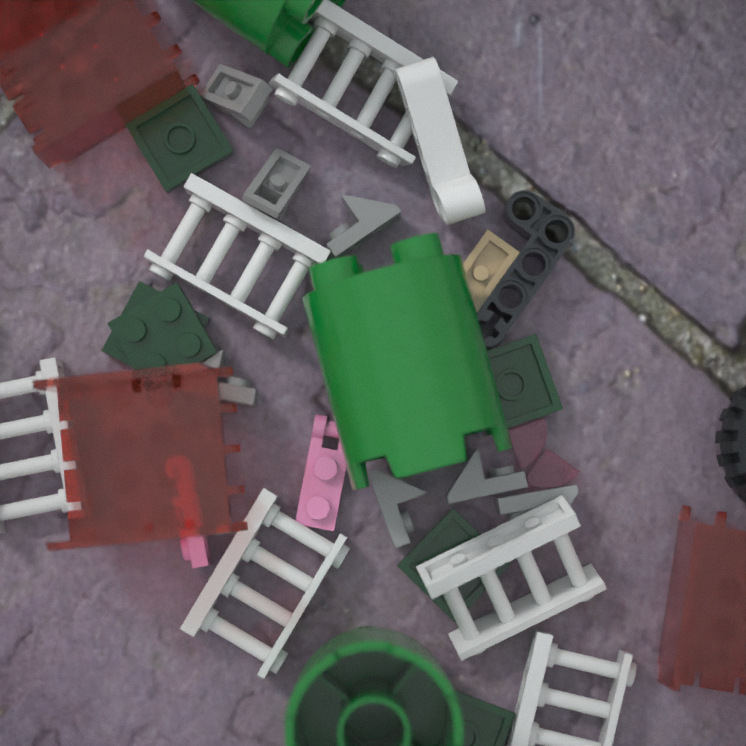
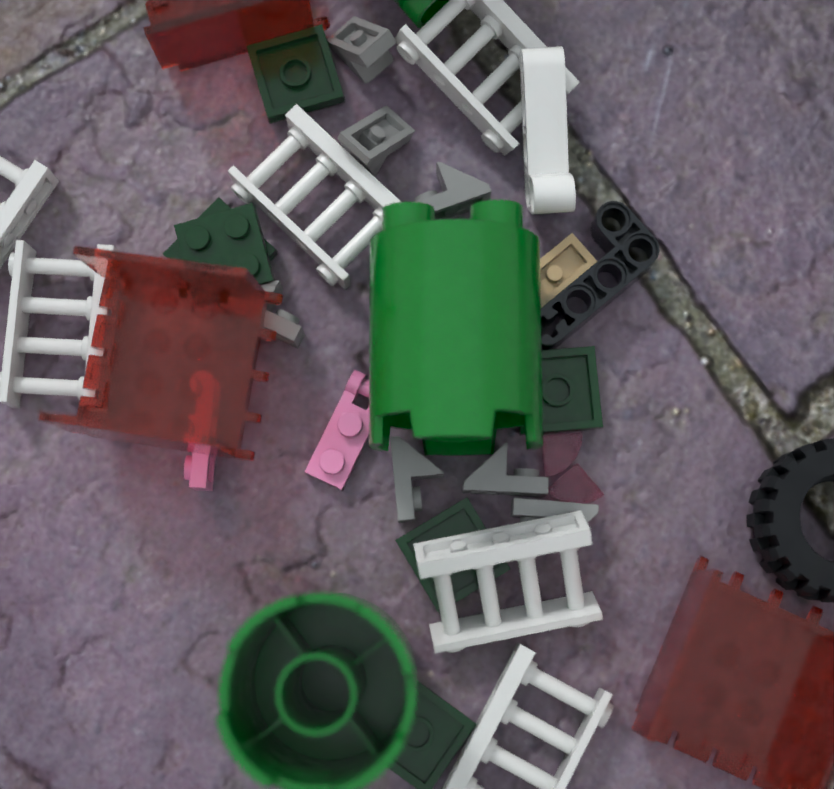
camera: 20 degrees right, 5 degrees down
(225, 582) = (218, 510): white fence -> none

